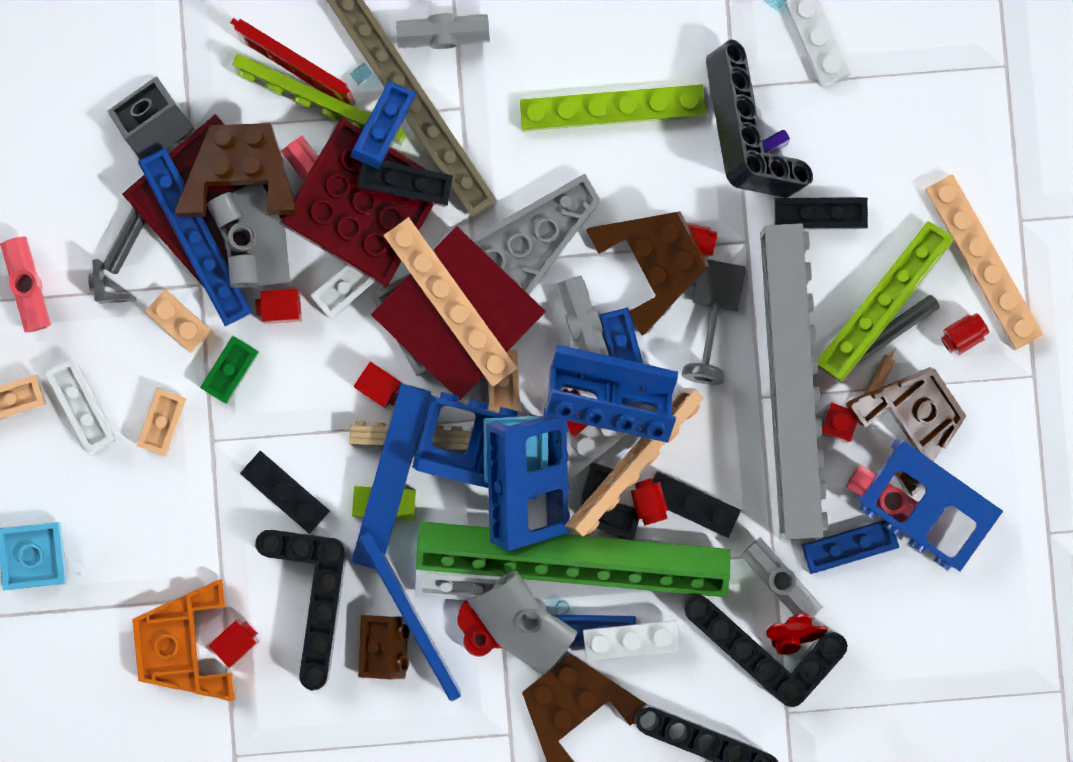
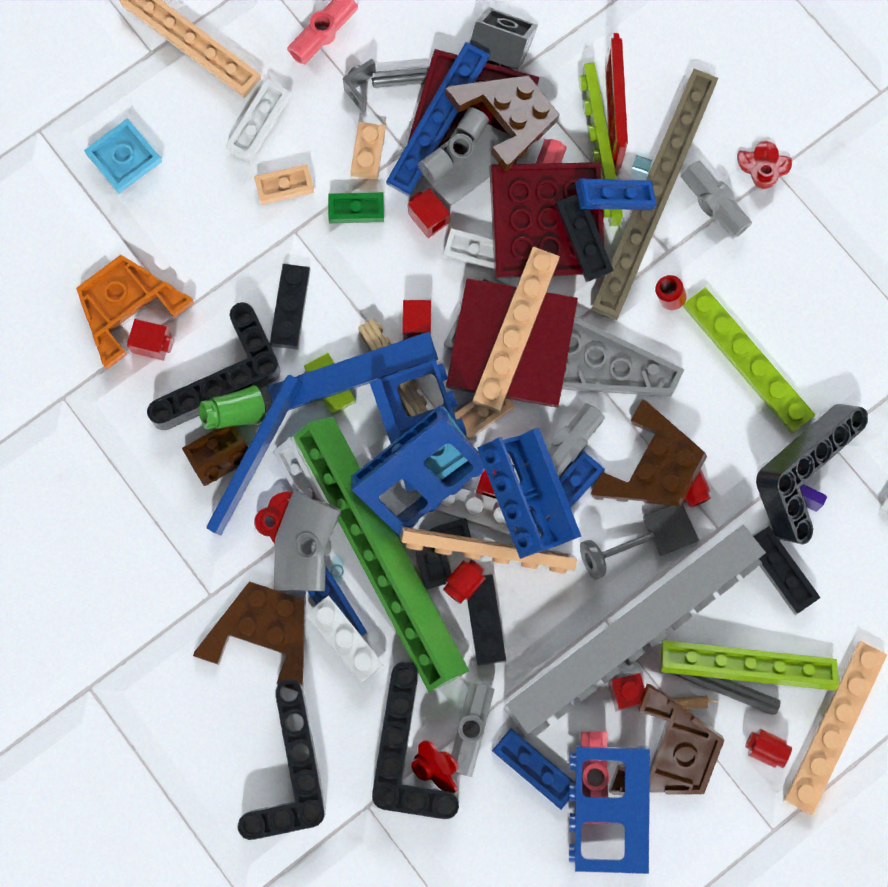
camera: 55 degrees right, 10 degrees down
(356, 607) = (233, 409): none -> bright green plant
(497, 139) = (671, 292): none -> red brick

